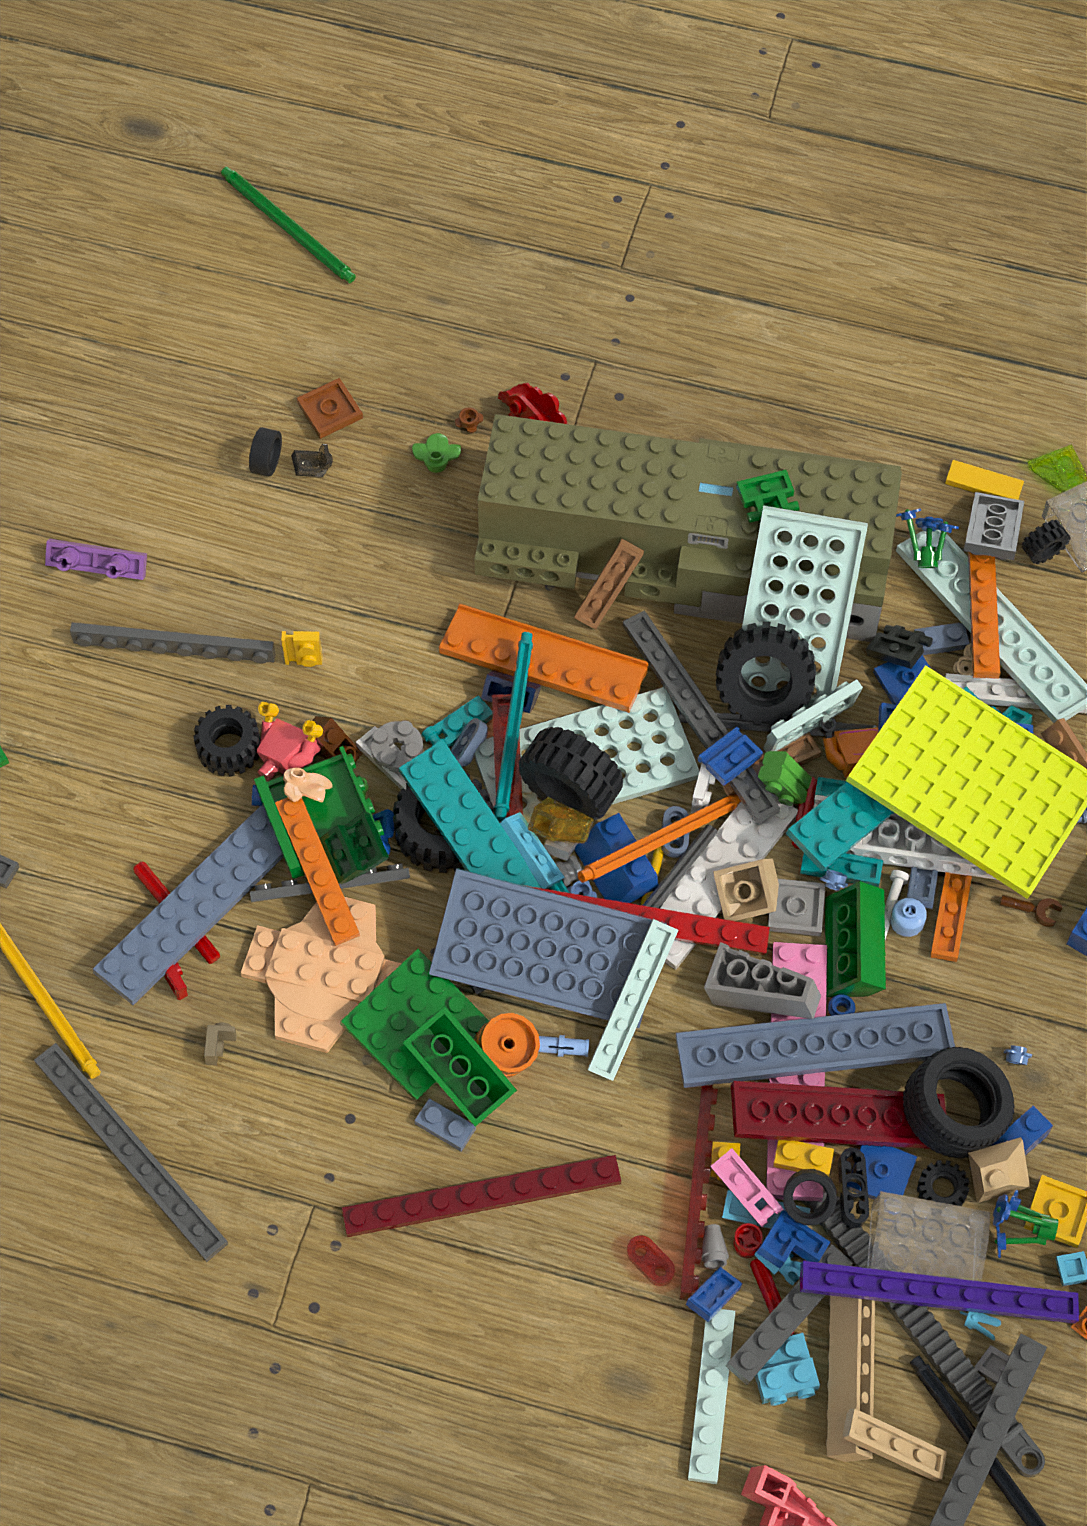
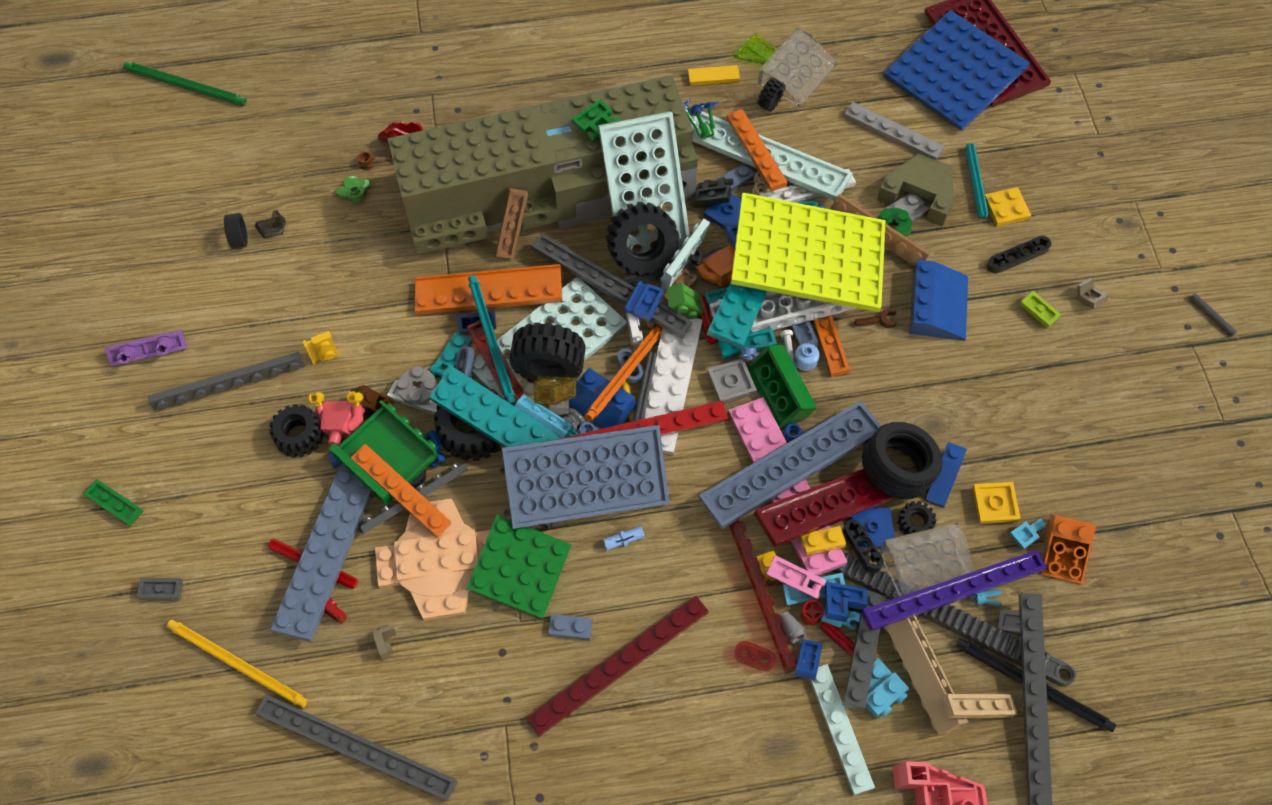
camera: 25 degrees left, 0 degrees up
(300, 783) = (364, 437): light nougat plate -> none
(329, 408) = (267, 187): dark orange plate -> none
(354, 848) = (421, 465): dark green slope -> none
(459, 1066) = (564, 581): green slope -> none
(517, 1034) = (588, 554): orange wheel -> none
(632, 999) = (659, 486): light aqua plate -> none
(747, 889) = (696, 382): tan slope -> none
(758, 985) = (737, 440): light grey wedge -> none
(809, 1218) = (852, 575): black tyre -> none
(994, 526) = (736, 97): plate -> none
(999, 1170) = (947, 493): tan slope -> none
(1017, 1055) = (918, 415): medium blue plate -> none
(1043, 1224) = (993, 516): green plant -> none

